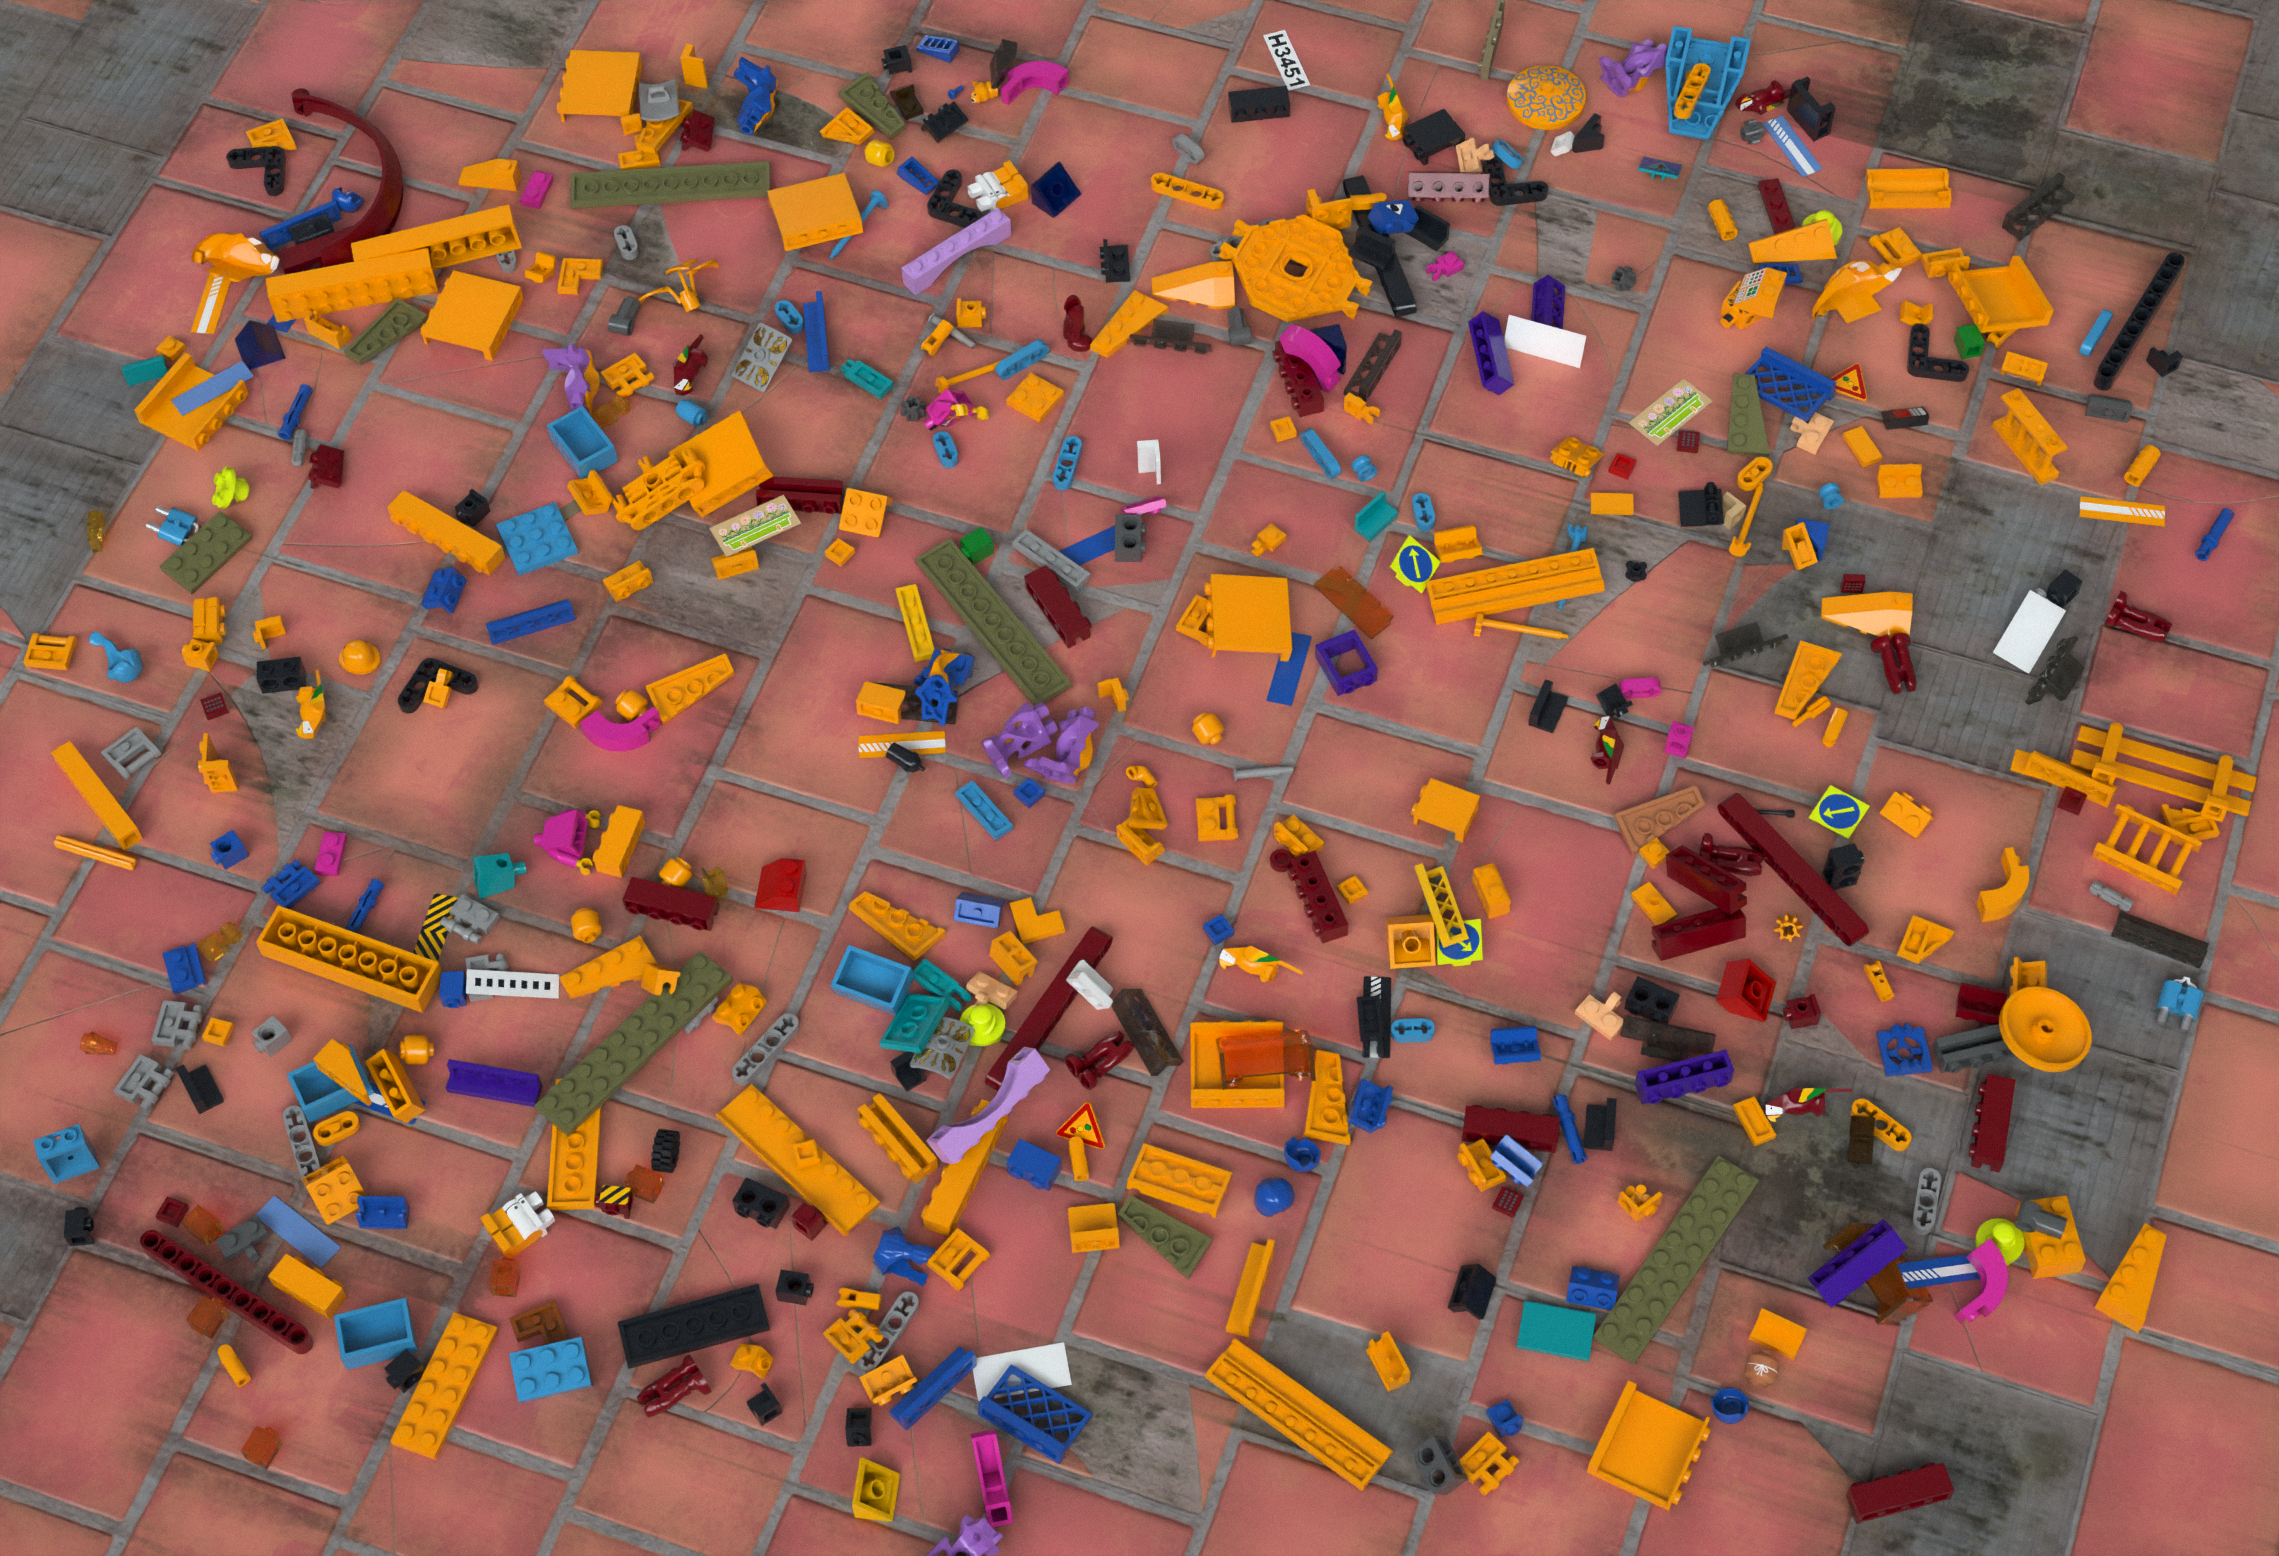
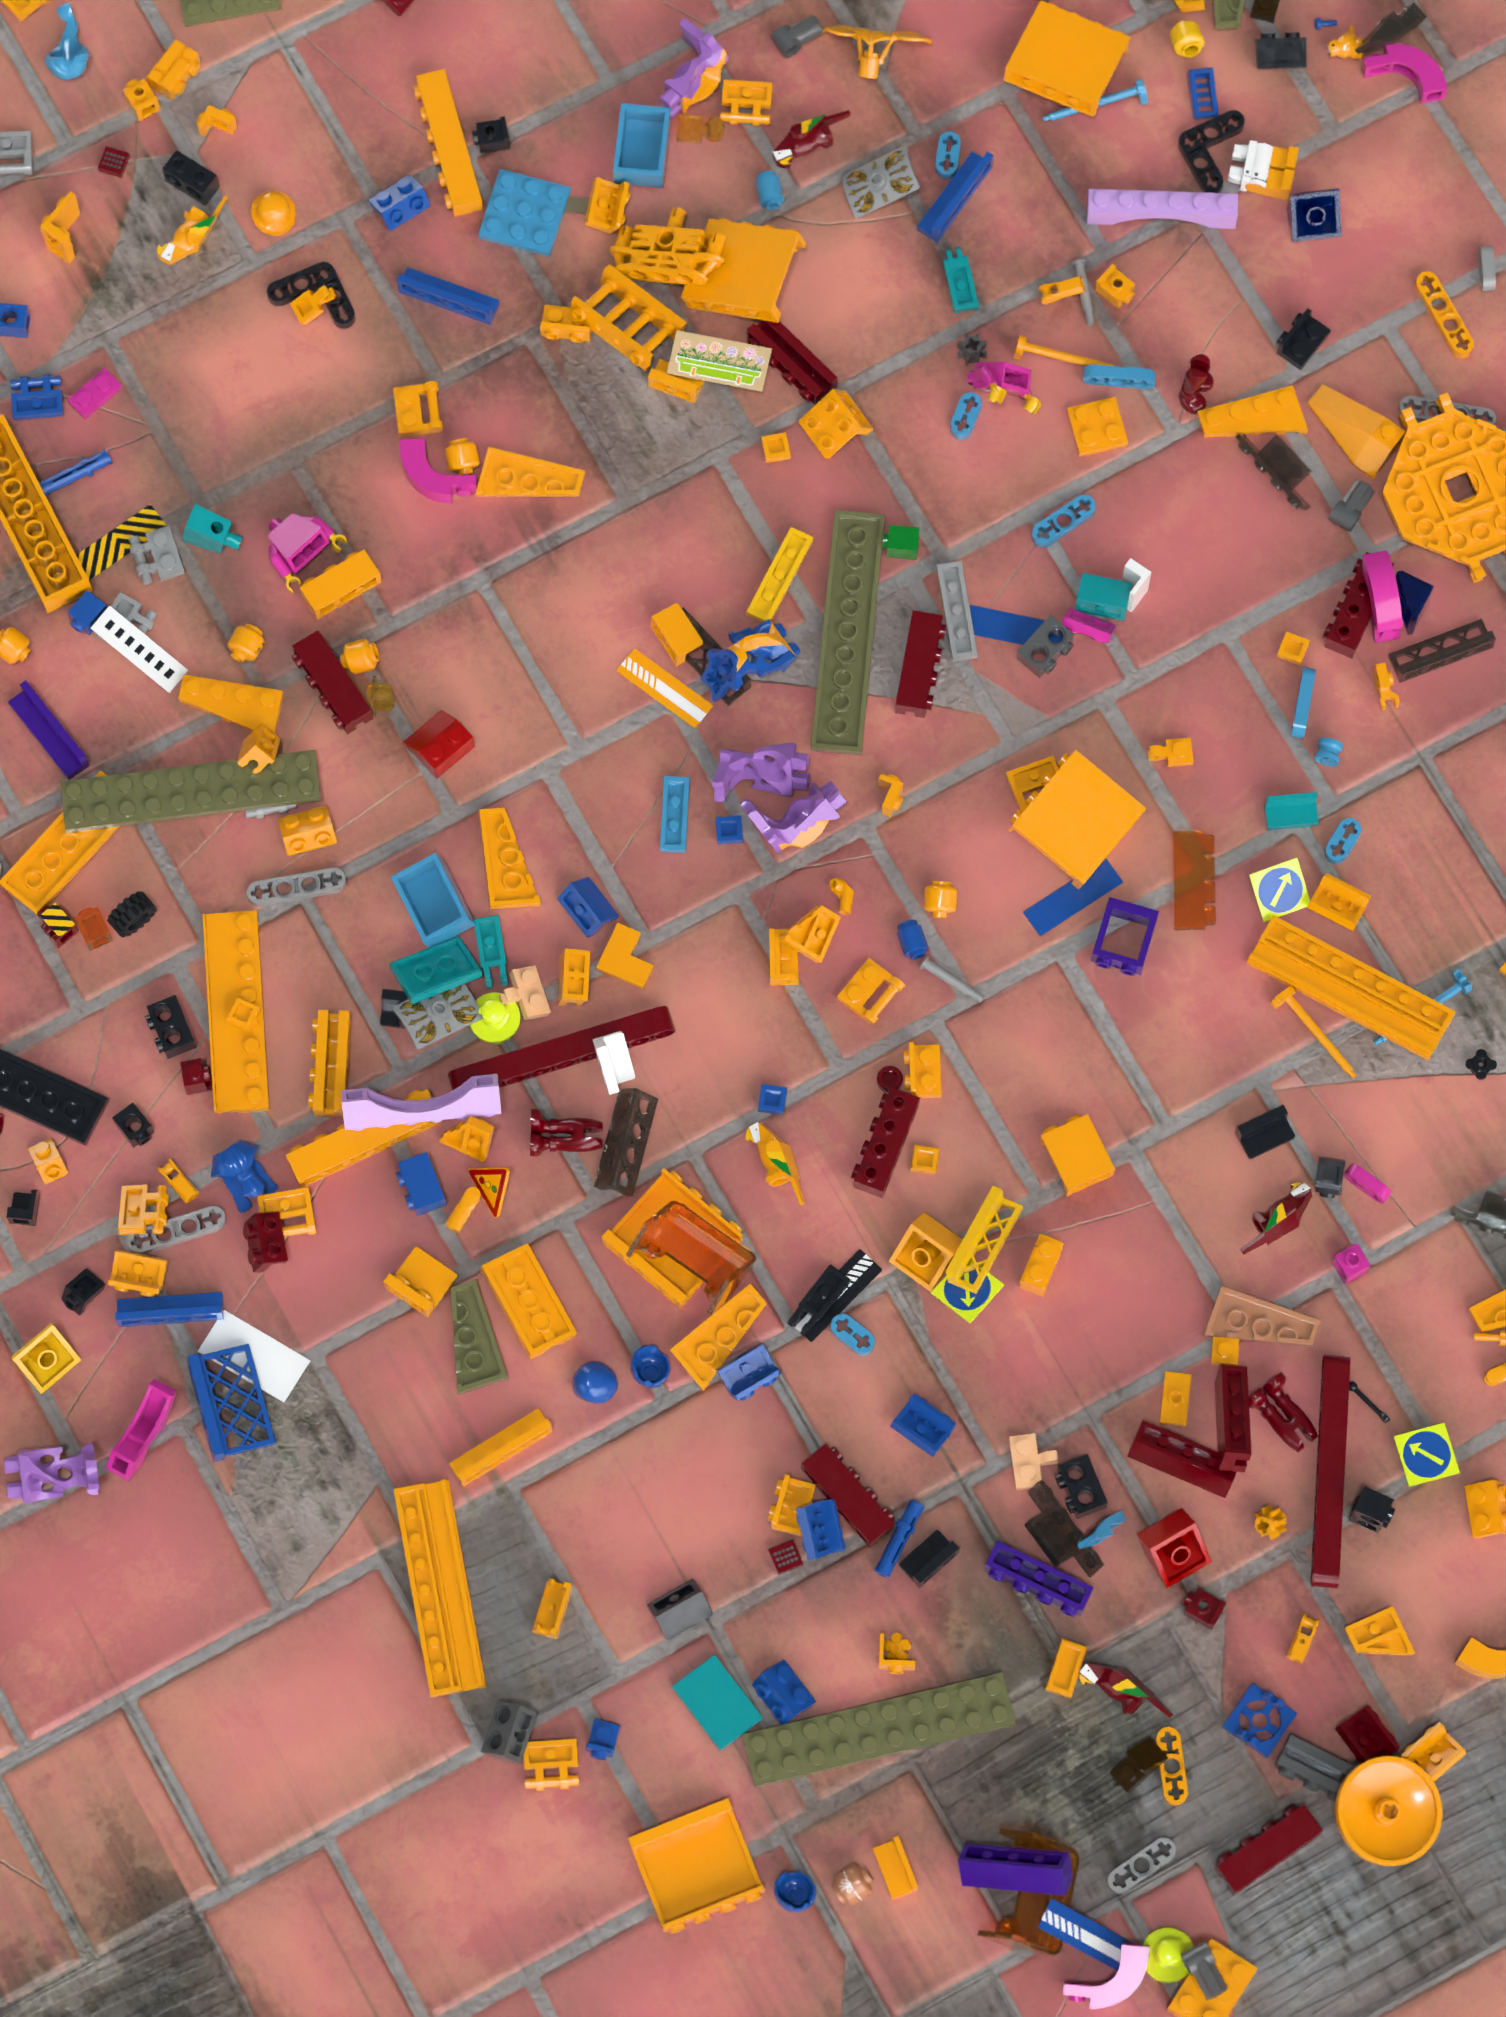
camera: 40 degrees right, 15 degrees up
(668, 532) = (640, 301): none -> light orange fence
(905, 758) = (651, 705): black piece -> none
(959, 1287) = (265, 1240): none -> dark red bracket
(1040, 1107) = (470, 1137): none -> light orange wing
(1137, 484) = (1103, 596): none -> teal panel
(1213, 766) = (912, 939): none -> blue brick
(1693, 1014) = (1101, 1530): none -> dark azure slope

